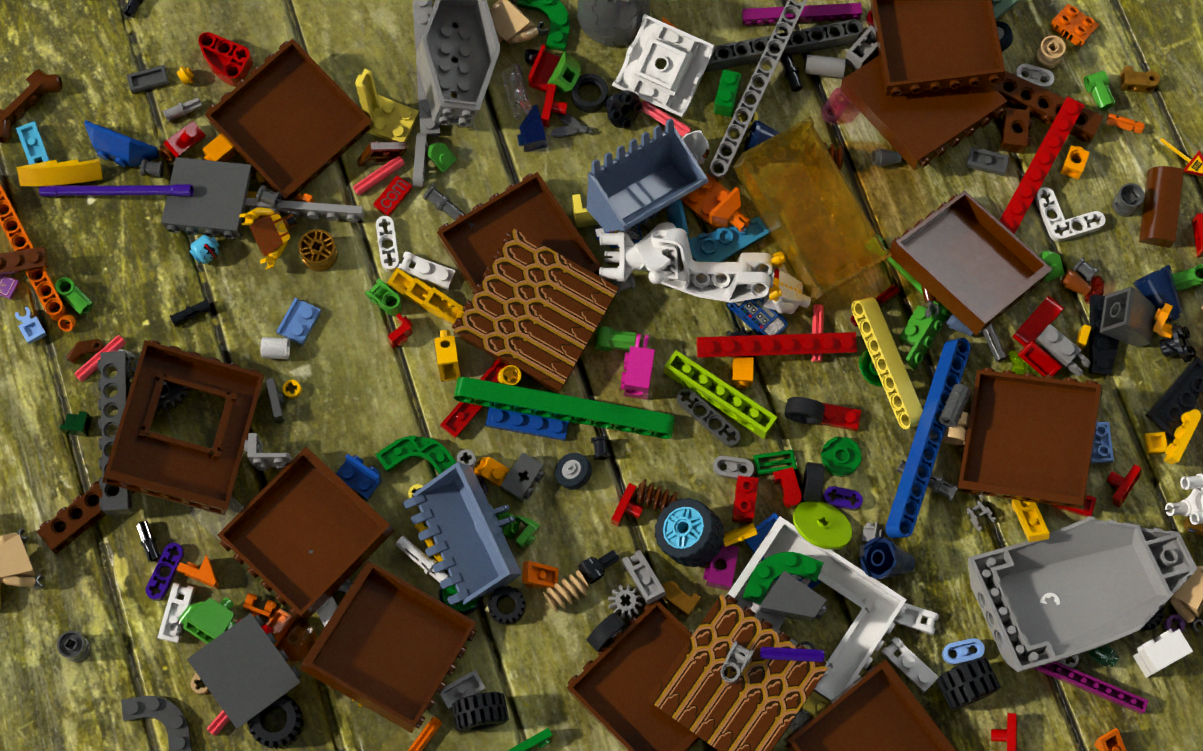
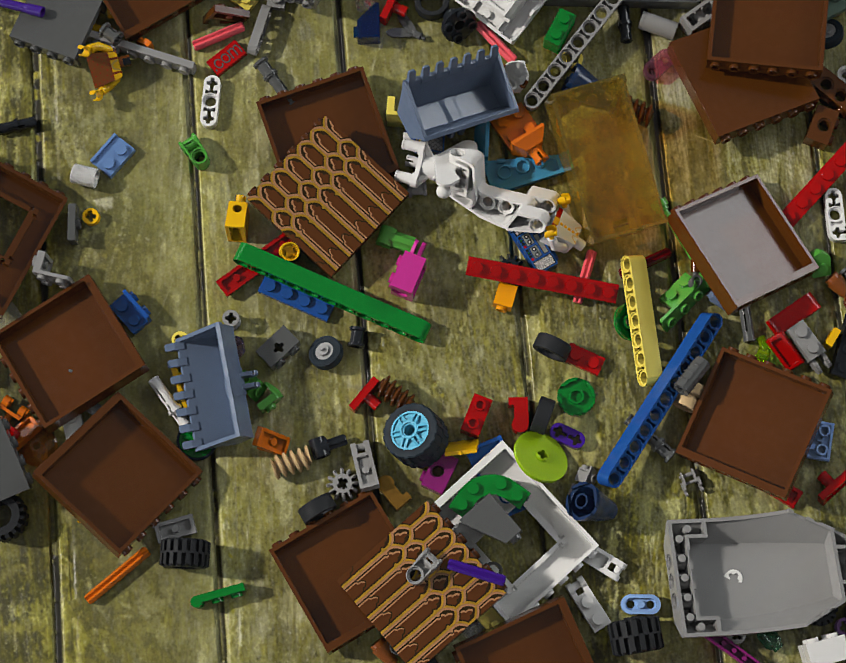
camera: 15 degrees right, 5 degrees up
(204, 249) = (43, 69): medium azure head -> none
(309, 246) = (145, 93): pearl gold wheel -> none
(401, 334) = (201, 189): red bracket -> none
(415, 447) = (190, 297): green plate -> none
(425, 296) = (232, 158): yellow slope -> none
(427, 271) = (240, 135): white plate -> none
(441, 156) = (279, 31): bright green plate -> none
(491, 470) = (251, 334): light orange bracket -> none
(509, 592) = (235, 449): black tyre -> none
(708, 417) = (460, 333): dark grey beam -> none
(720, 394) = (478, 313): lime brick -> none
(733, 465) = (473, 384): light grey plate -> none
(756, 458) = (511, 388): green tile -> none
(885, 157) = (691, 125): sand blue cone -> none
(987, 161) = (787, 151): dark grey plate -> none
(1031, 520) = (735, 499): yellow plate -> none

